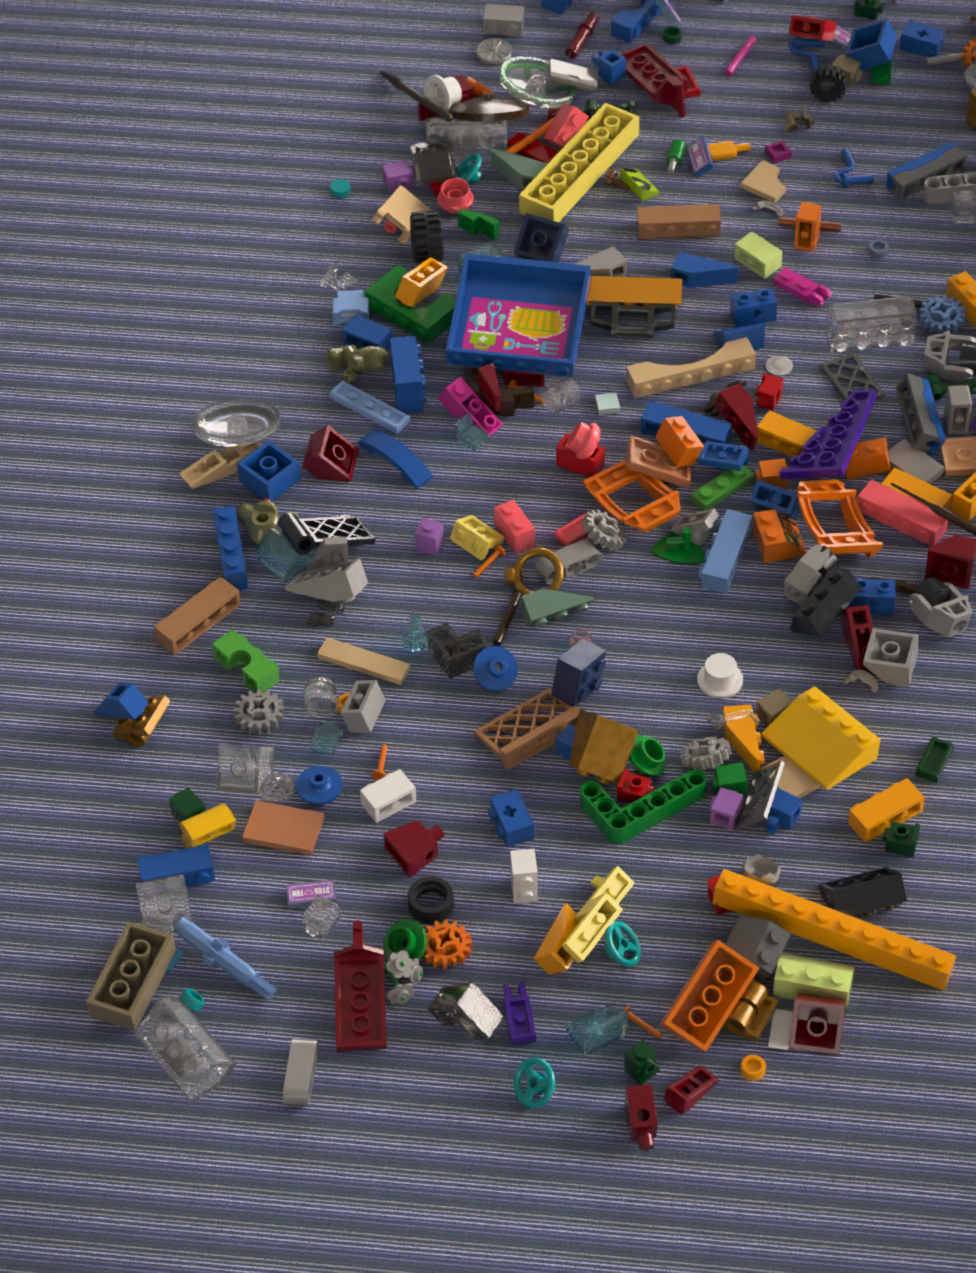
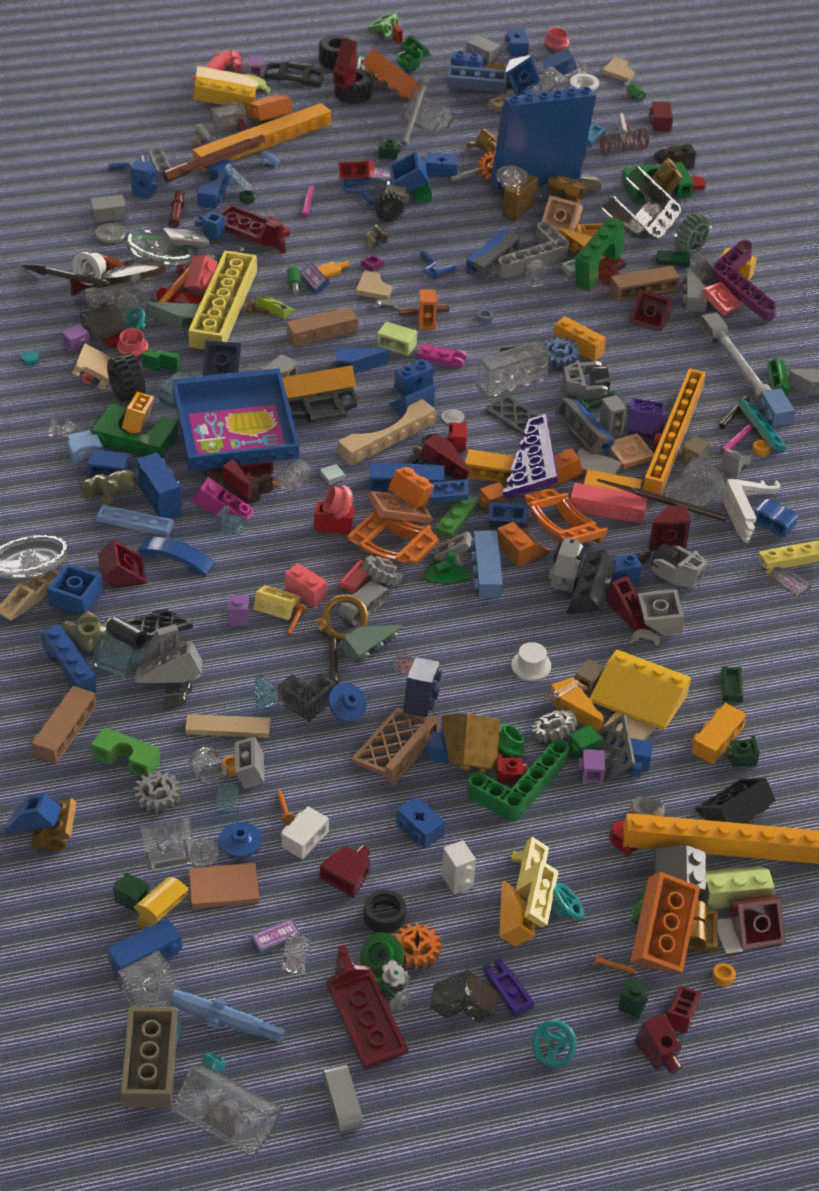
camera: 25 degrees left, 5 degrees down
(598, 1029) = (581, 979): clear light blue slope -> none

